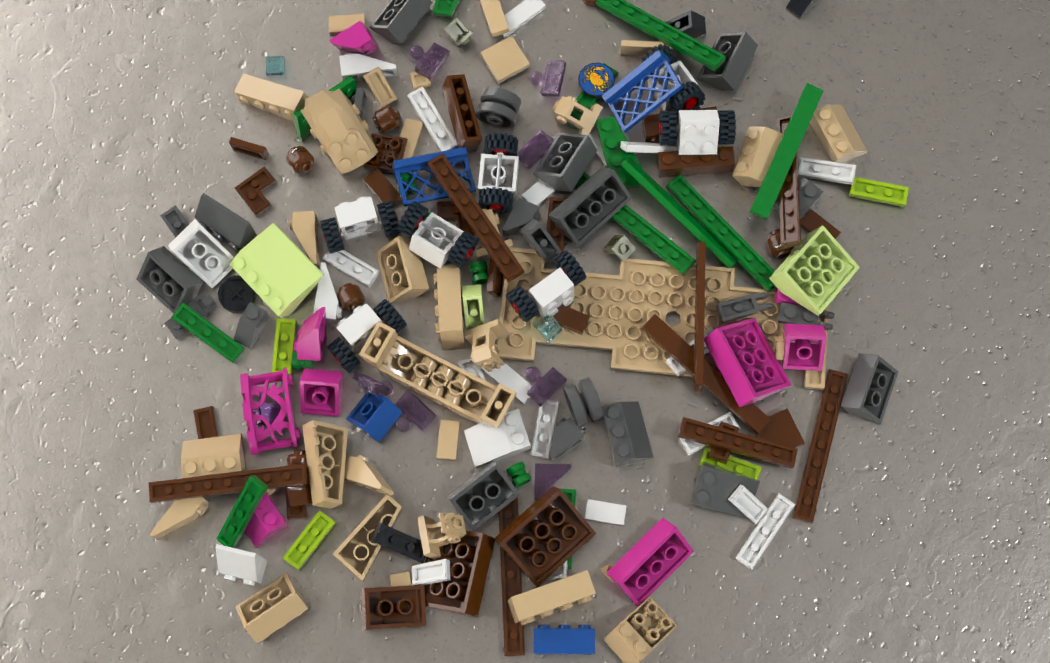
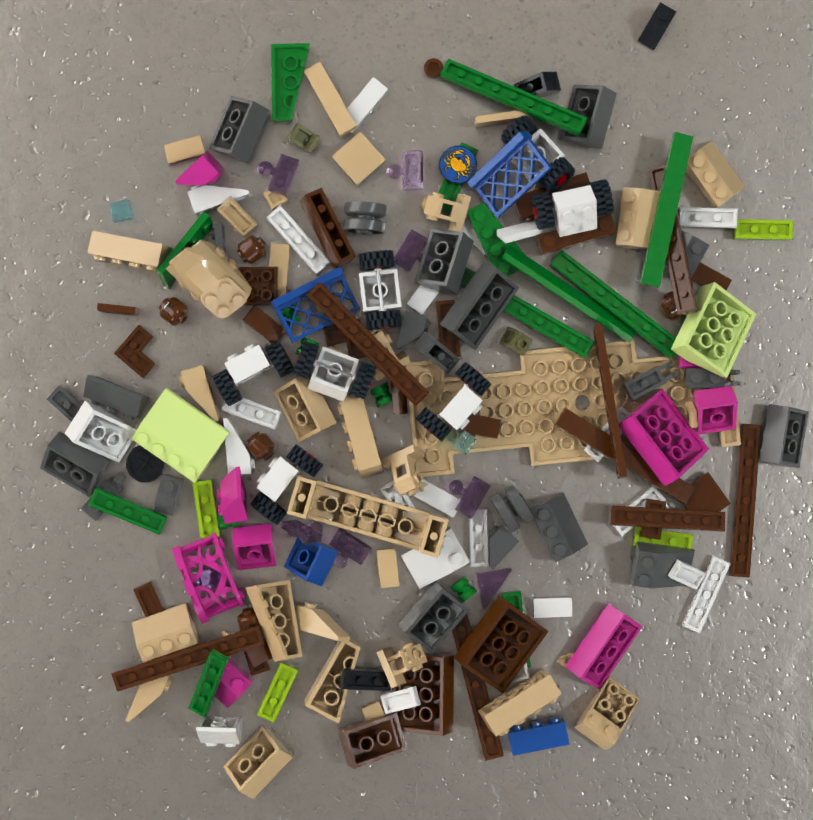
camera: 20 degrees left, 15 degrees up
(473, 306) = (383, 431): yellowish green slope -> none

